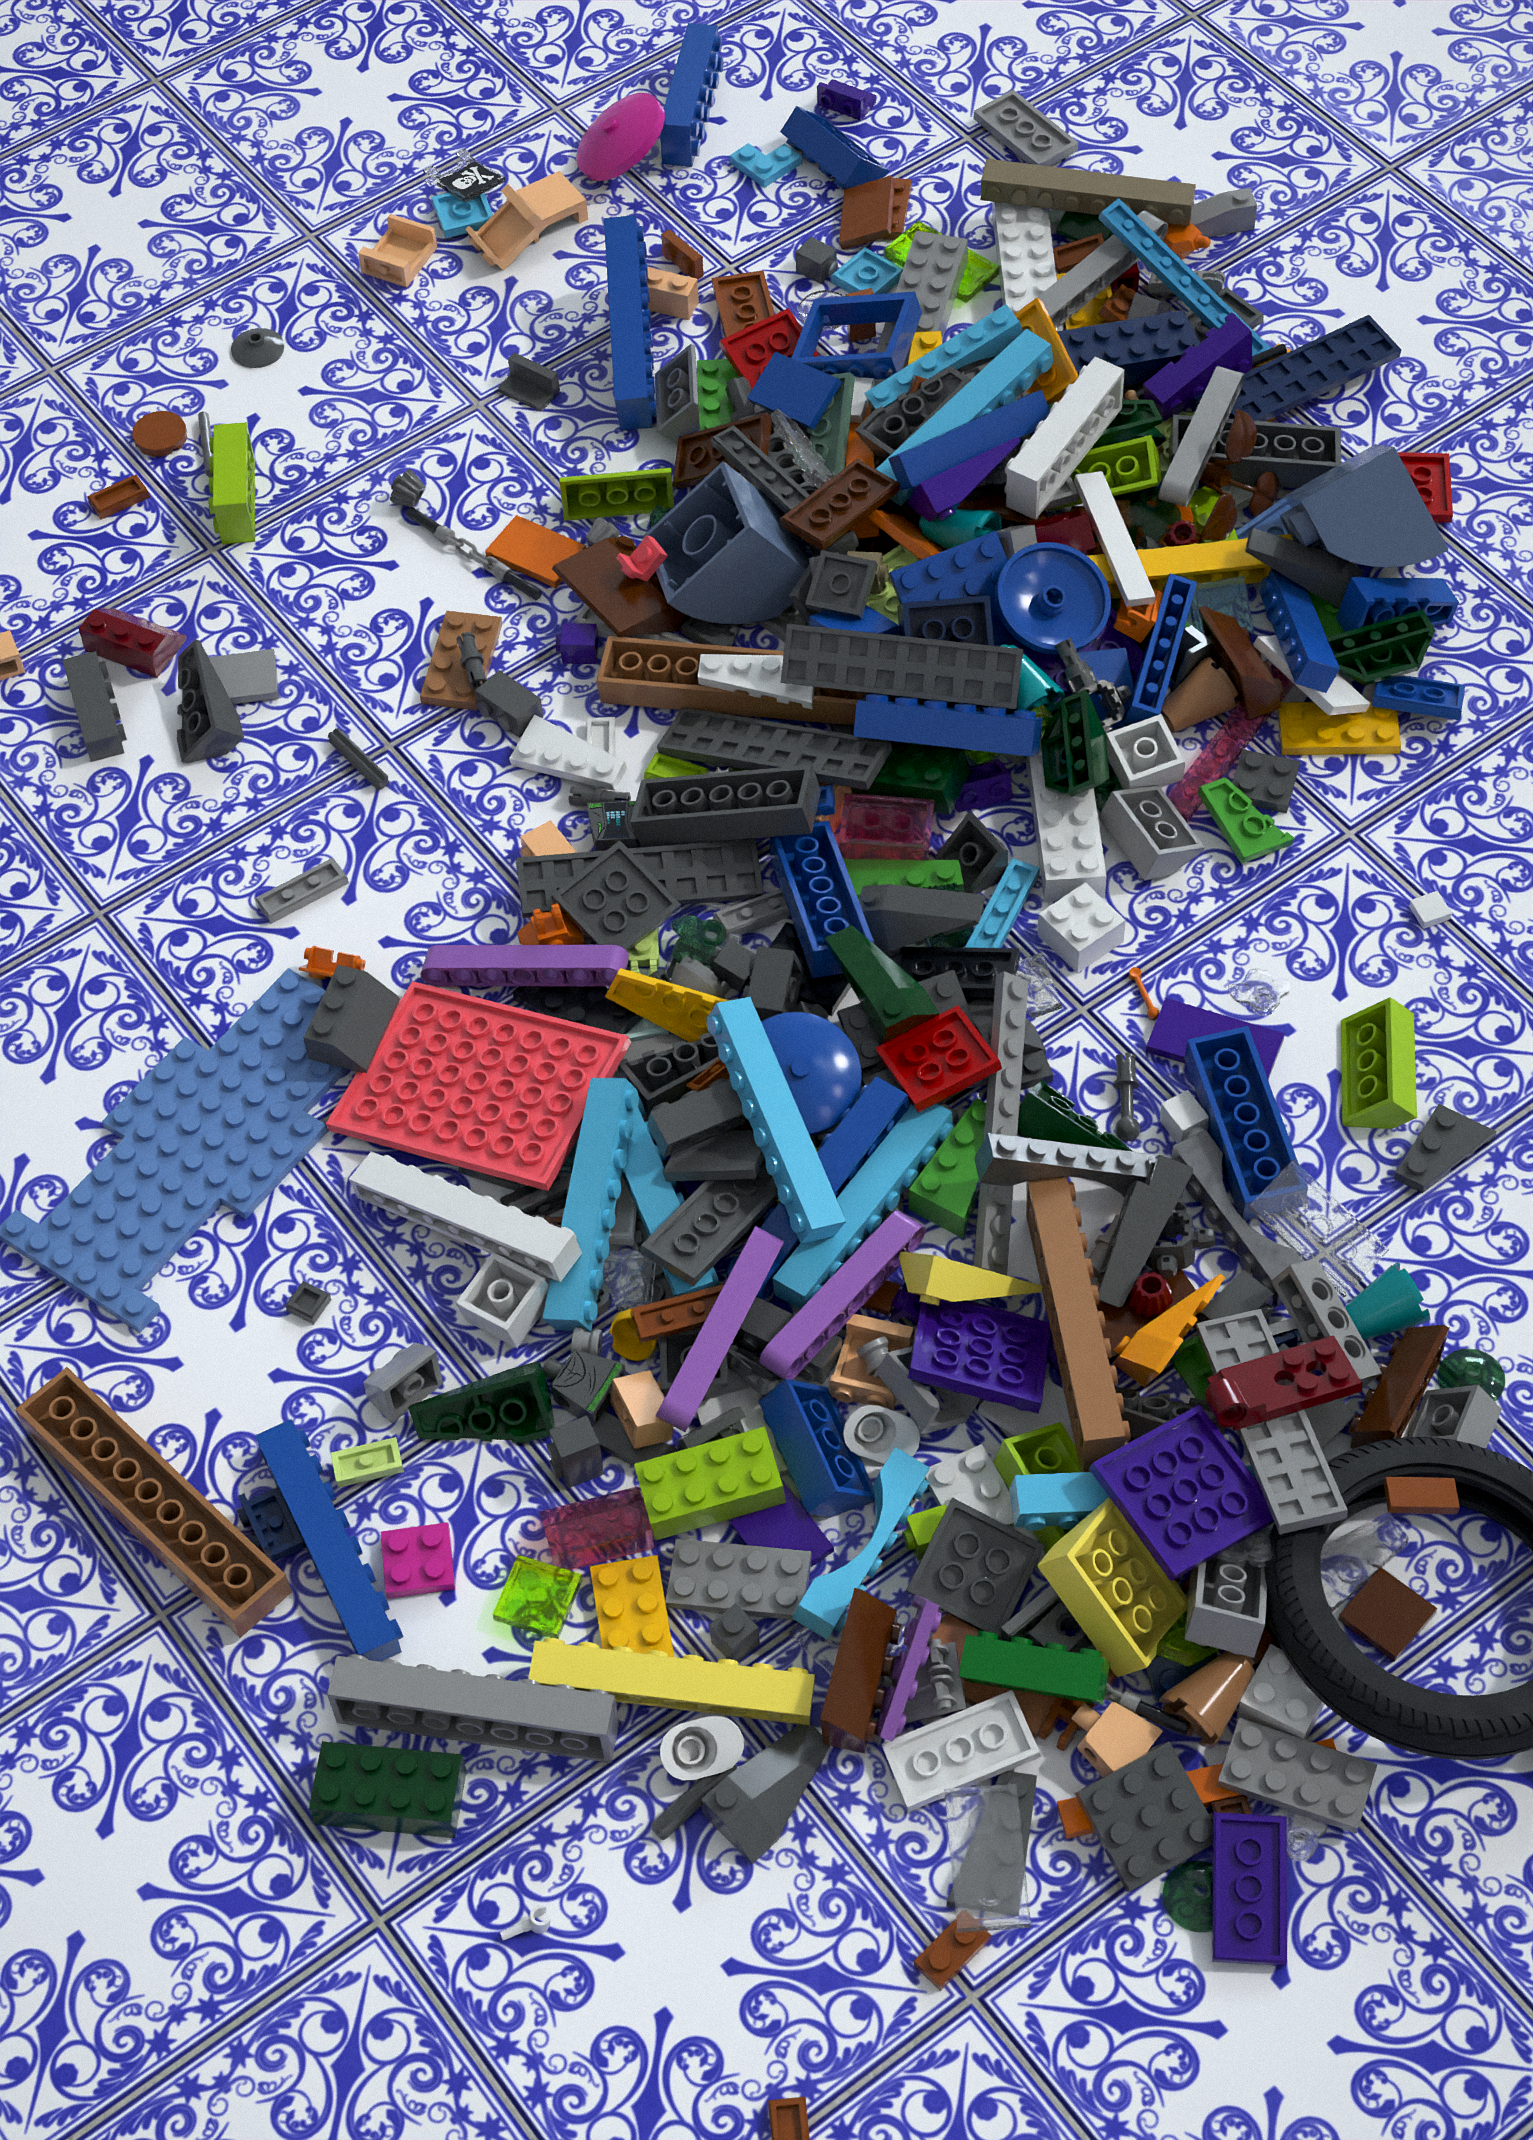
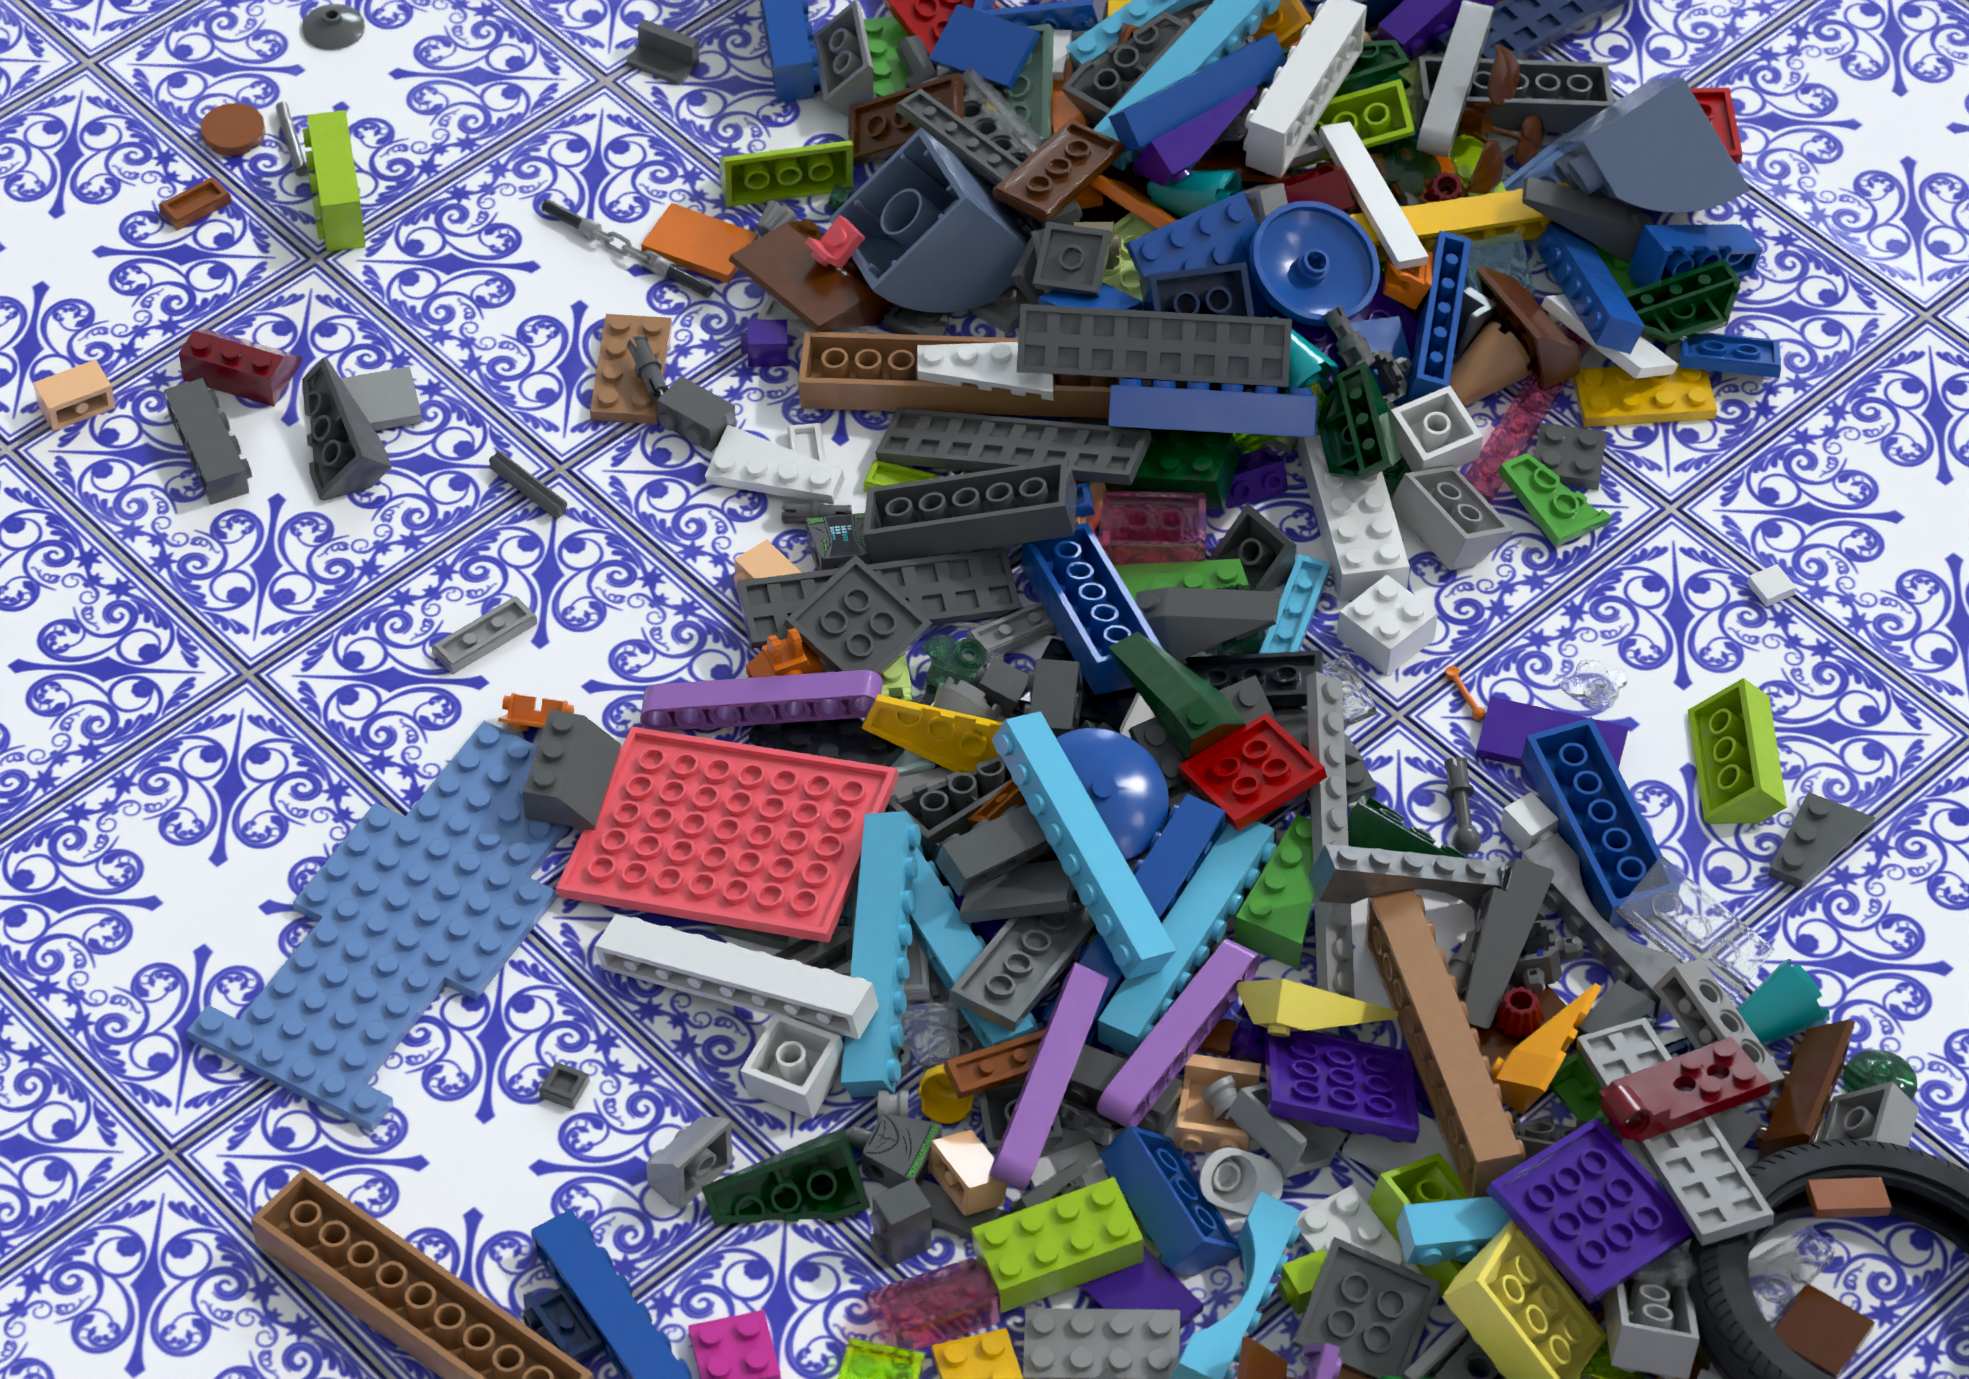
camera: 10 degrees left, 5 degrees down
(367, 1462) = (661, 1252): yellowish green plate -> none
(407, 489) = (539, 179): dark grey piece -> none

